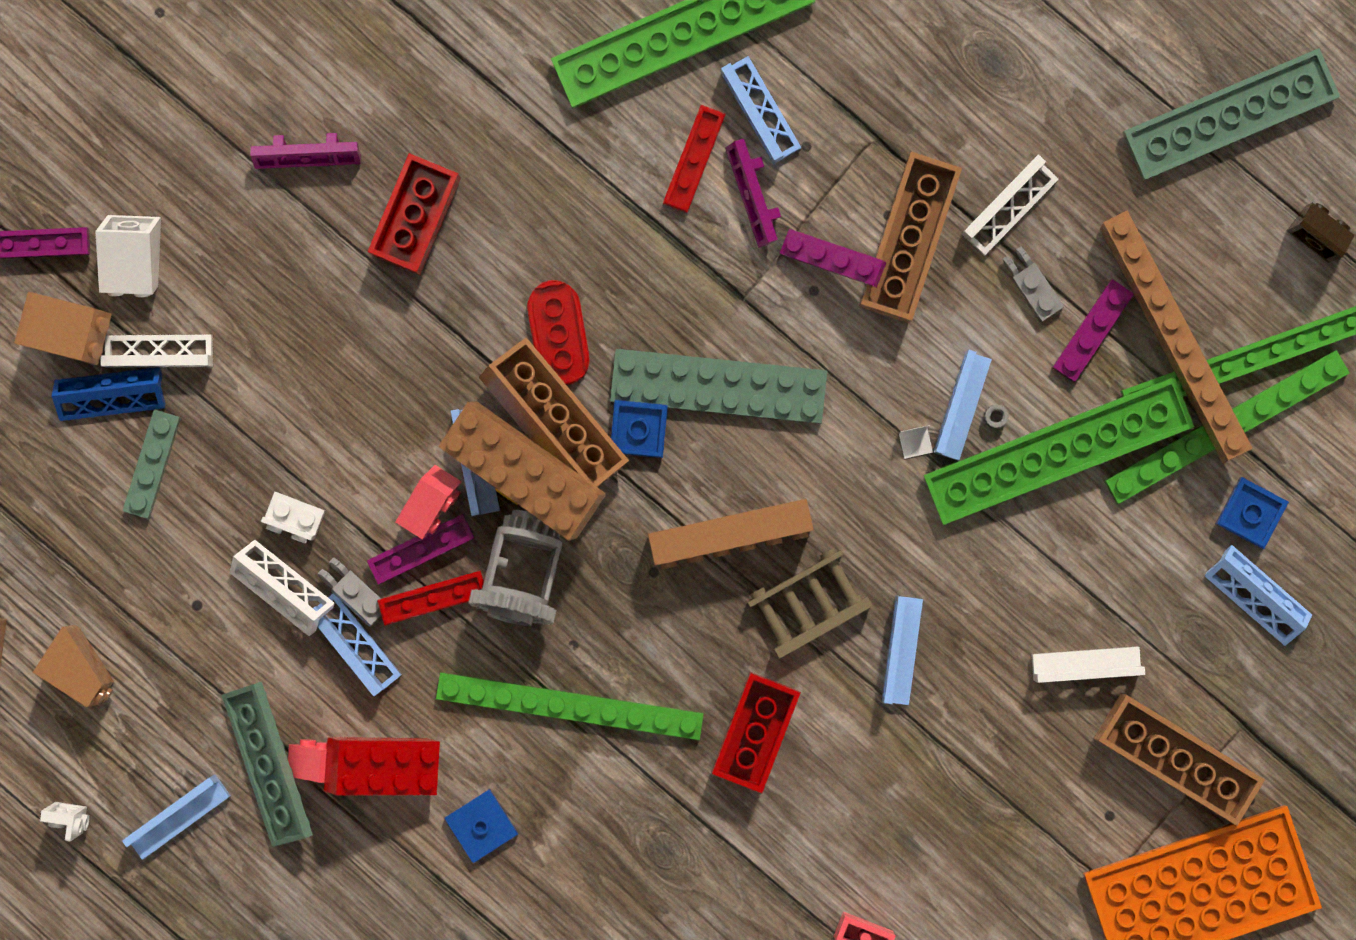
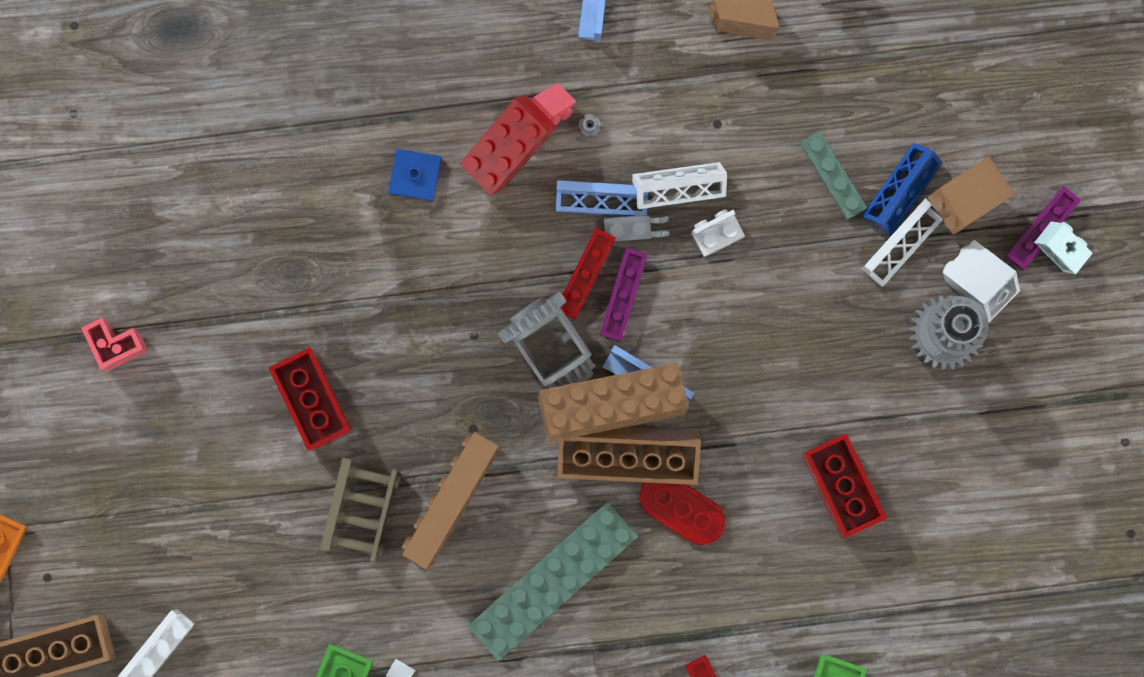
camera: 135 degrees right, 5 degrees down
(36, 210) = (1063, 247): none -> light aqua brick
(199, 243) = (949, 331): none -> light grey piece
(267, 764) = (576, 76): sand green plate -> none
(292, 711) = (589, 131): none -> light grey plate
(305, 155) = (945, 451): magenta hinge -> none
(431, 496) = (650, 331): coral brick -> none
(569, 706) = (437, 298): bright green plate -> none
(639, 428) = (572, 504): blue plate -> none
(902, 650) = (275, 542): light blue fence -> none

